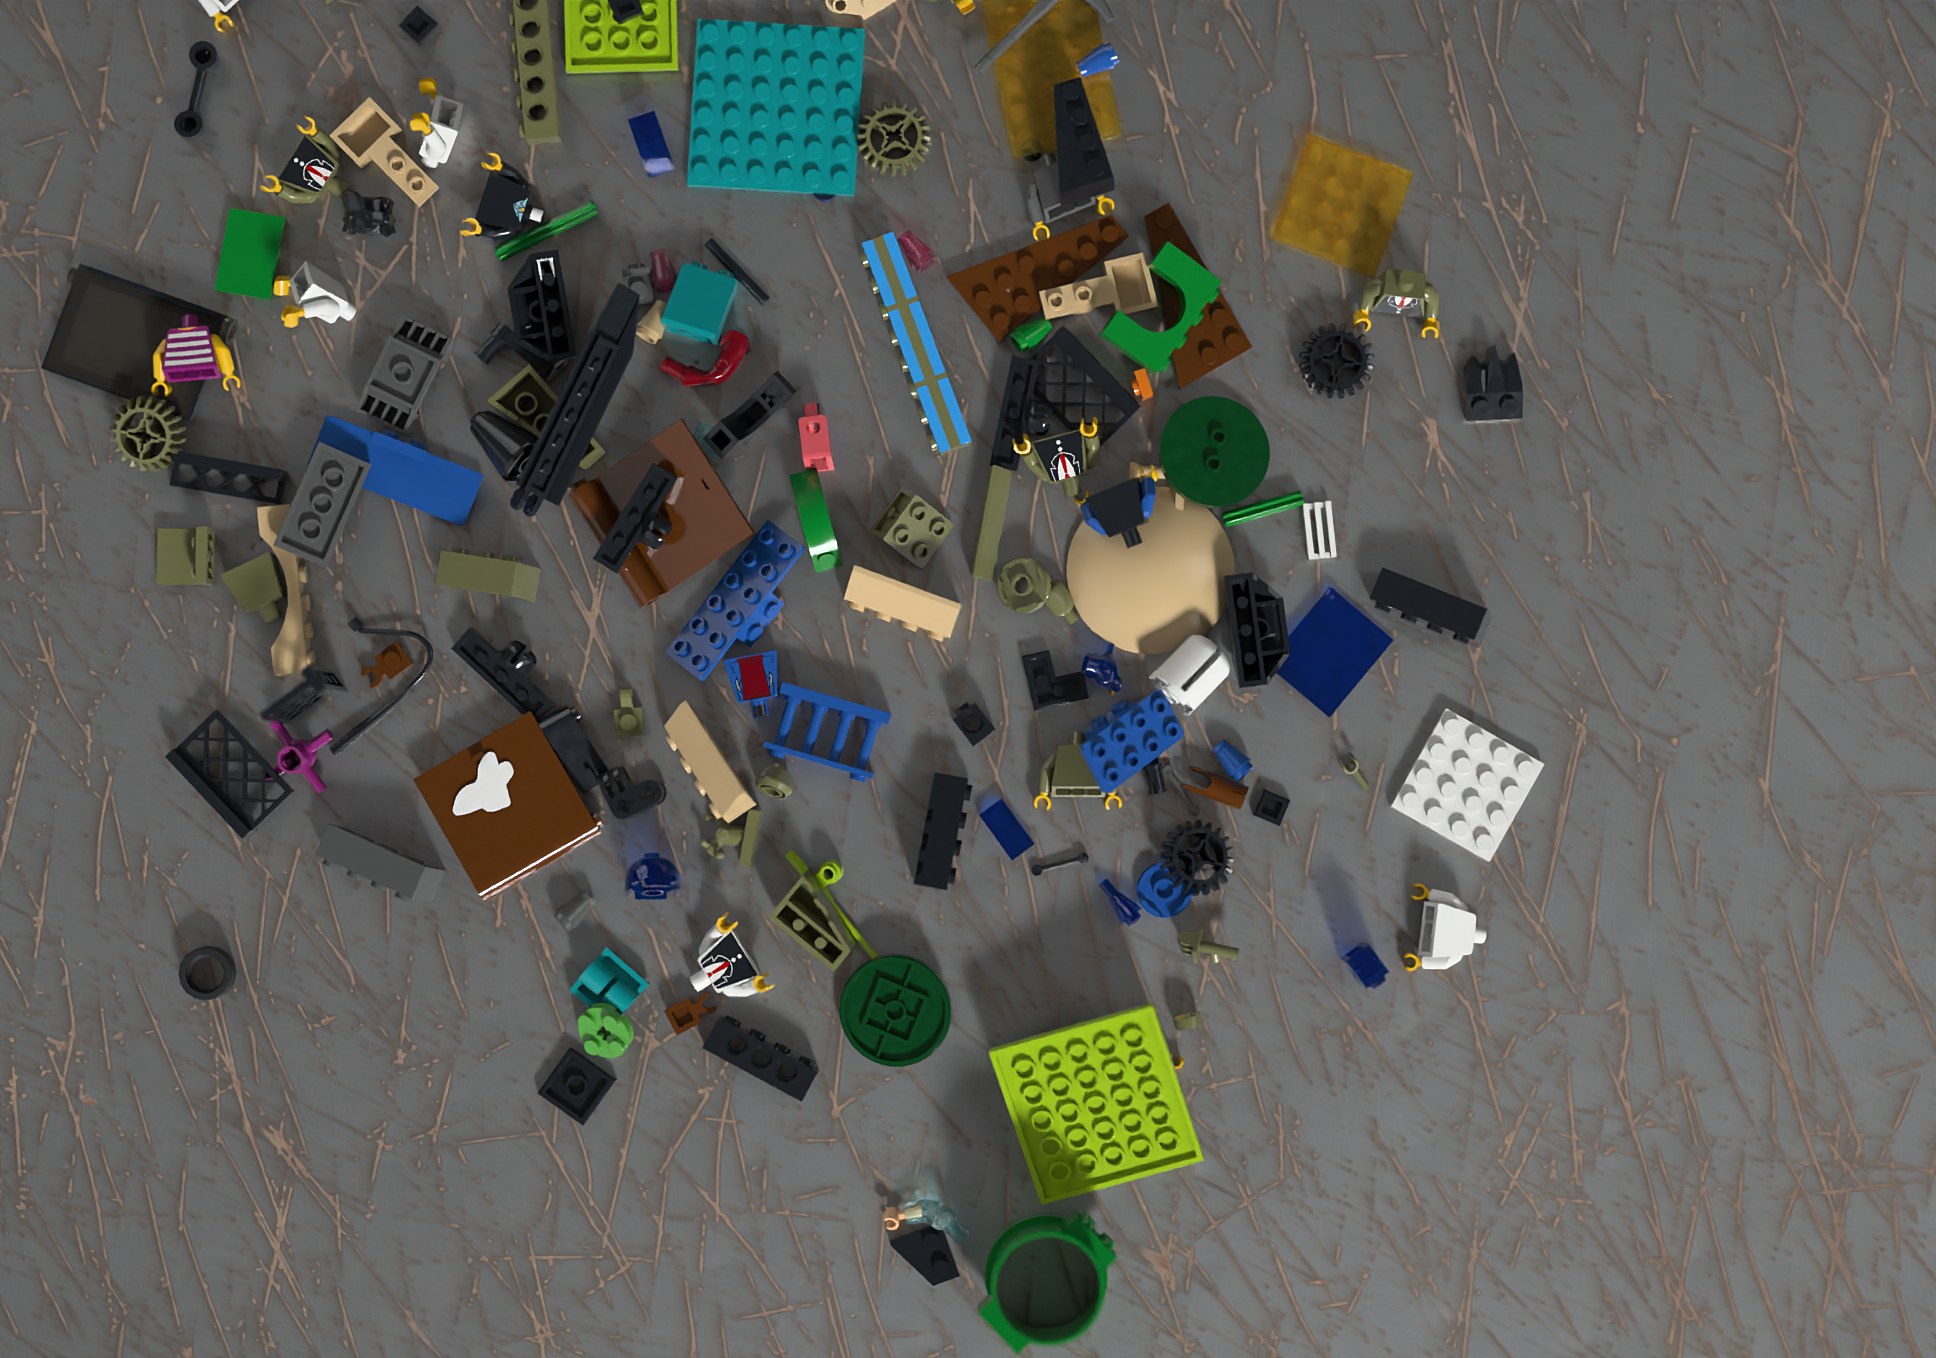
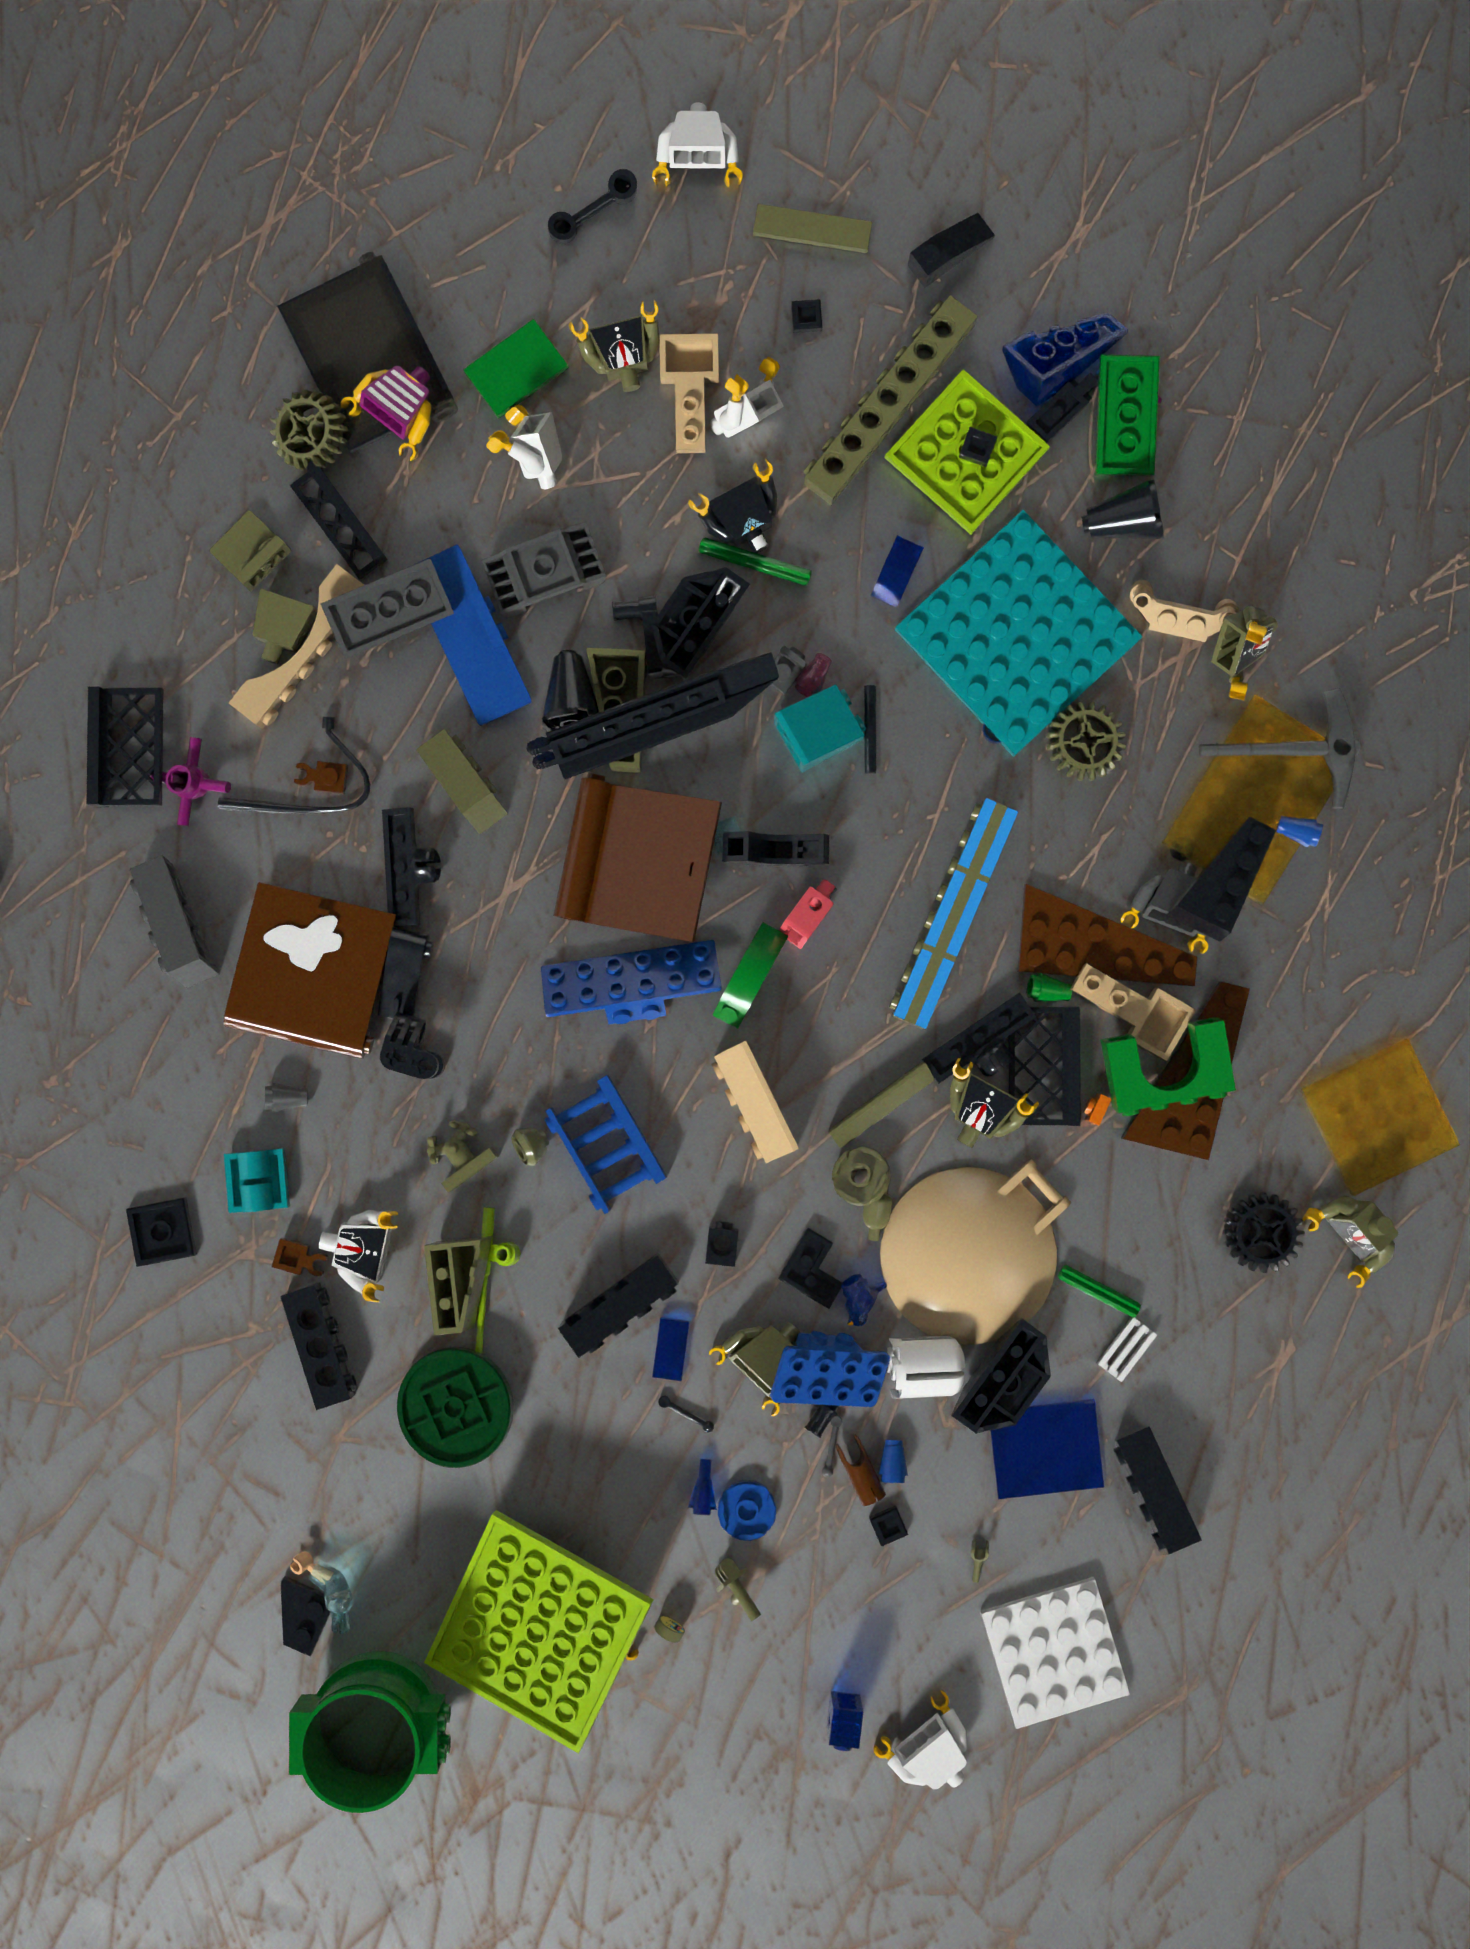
camera: 45 degrees right, 0 degrees up
(318, 683) = (249, 740): black fence -> none
(367, 214) = (631, 421): black hair -> none
(597, 1041) = (208, 1212): bright green plate -> none
(628, 720) = (465, 991): olive plate -> none
(638, 520) = (614, 848): black plate -> none
(650, 327) = (764, 708): tan cone -> none
(652, 878) = (366, 1129): clear blue cylinder -> none
(708, 764) = (491, 1084): tan slope -> none
(733, 349) = (811, 786): dark red piece -> none
(754, 680) = (587, 1053): torso -> none
(912, 527) = (817, 1050): olive bracket -> none
(917, 253) = (1020, 846): clear pink cone -> none
(1121, 507) = (992, 1190): black torso -> none
(1206, 837) = (815, 1504): black gear -> none
(1213, 452) = (1103, 1213): dark green plate -> none
(1493, 388) = (1364, 1367): black plate -> none

